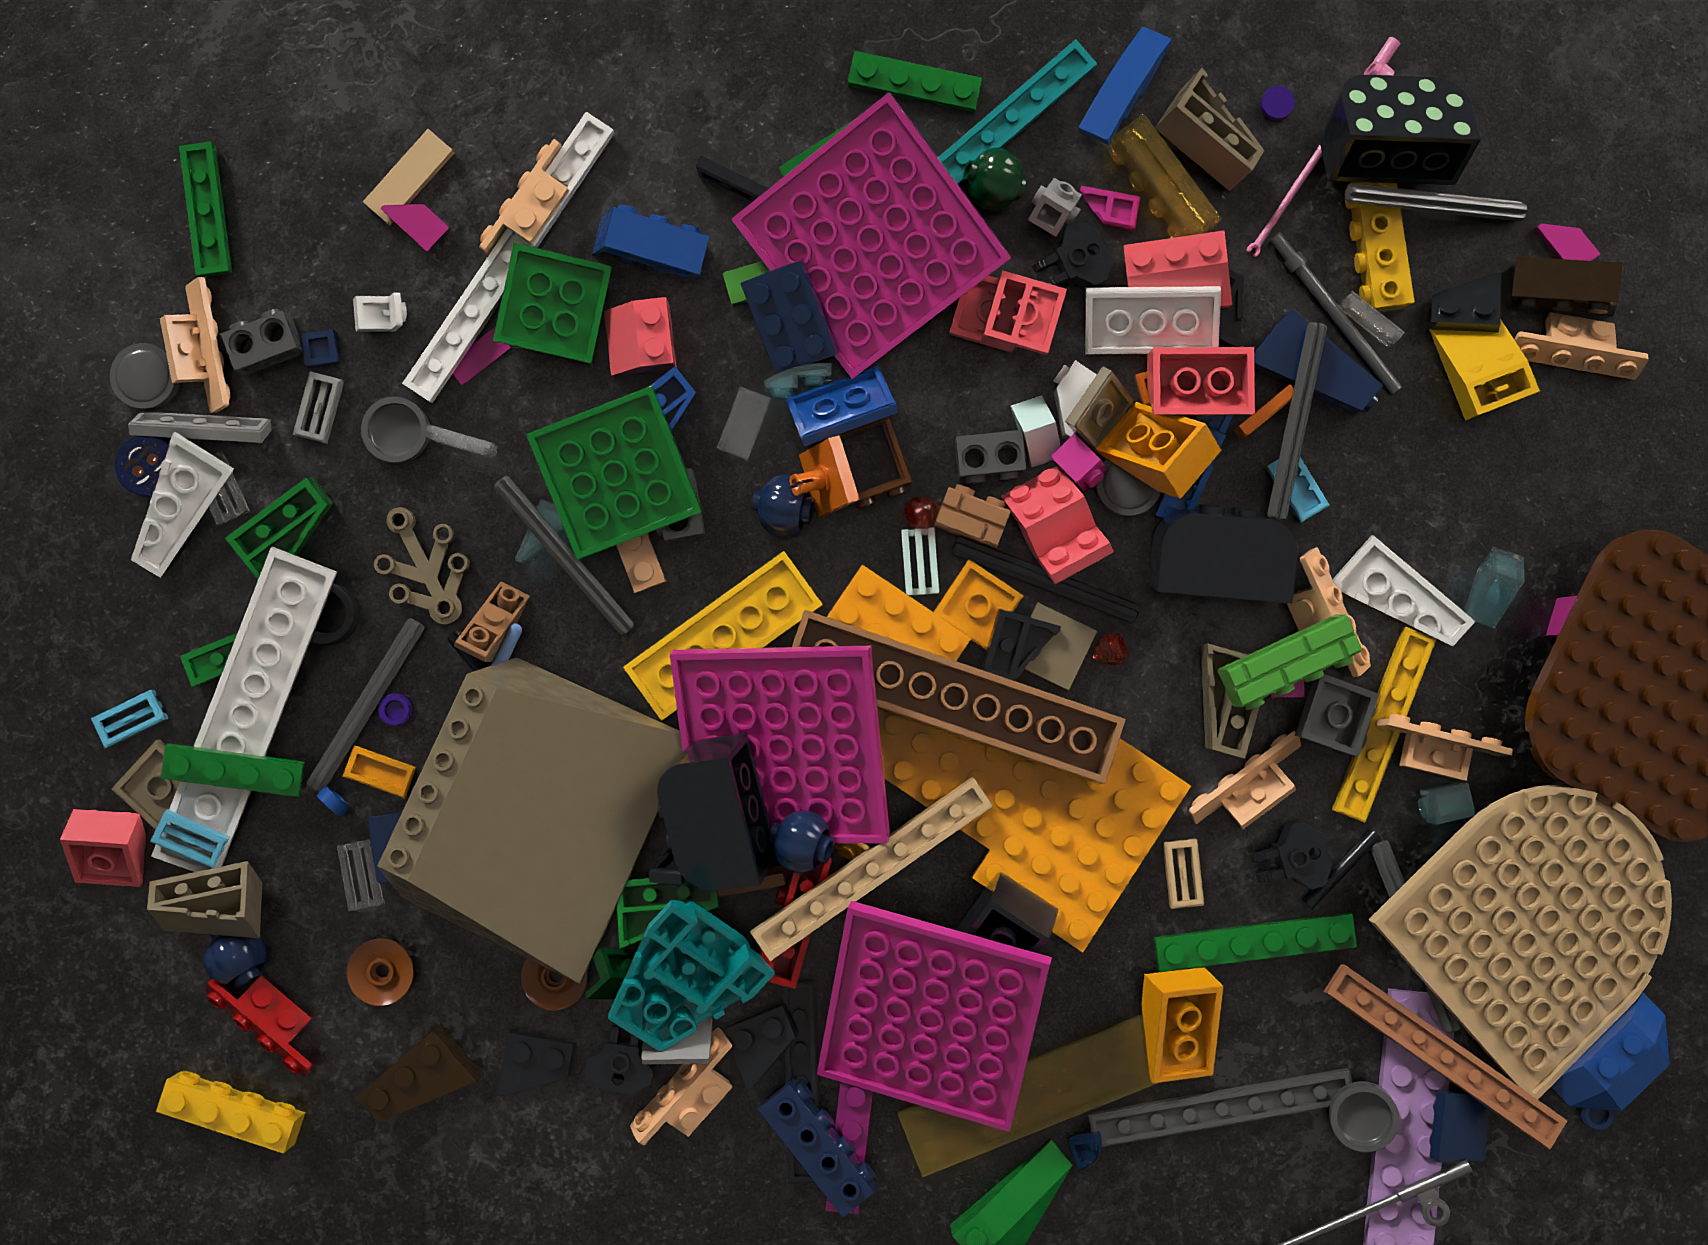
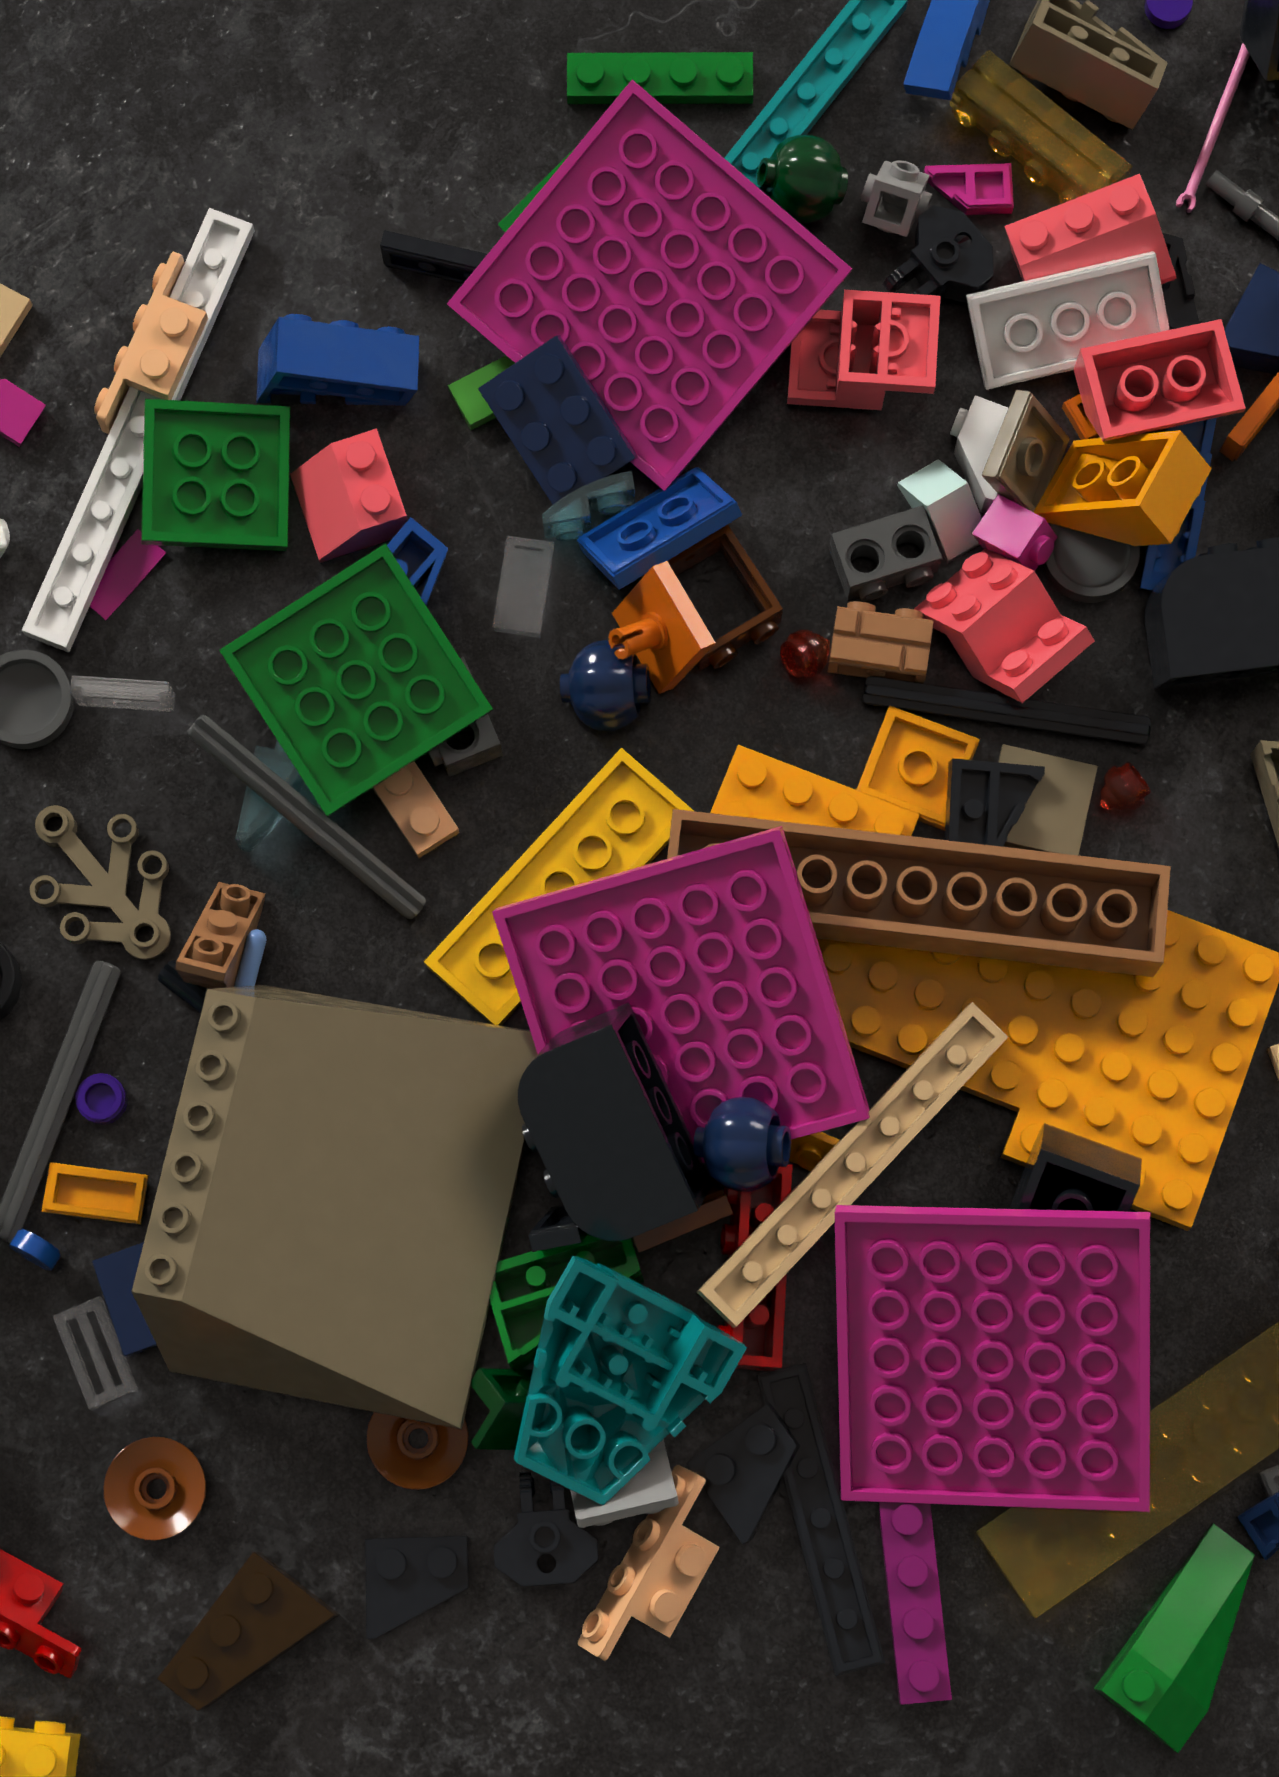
camera: 10 degrees left, 10 degrees down
(819, 1147) = (869, 1601): dark blue brick -> none
(918, 533) = (808, 687): light aqua tile -> none

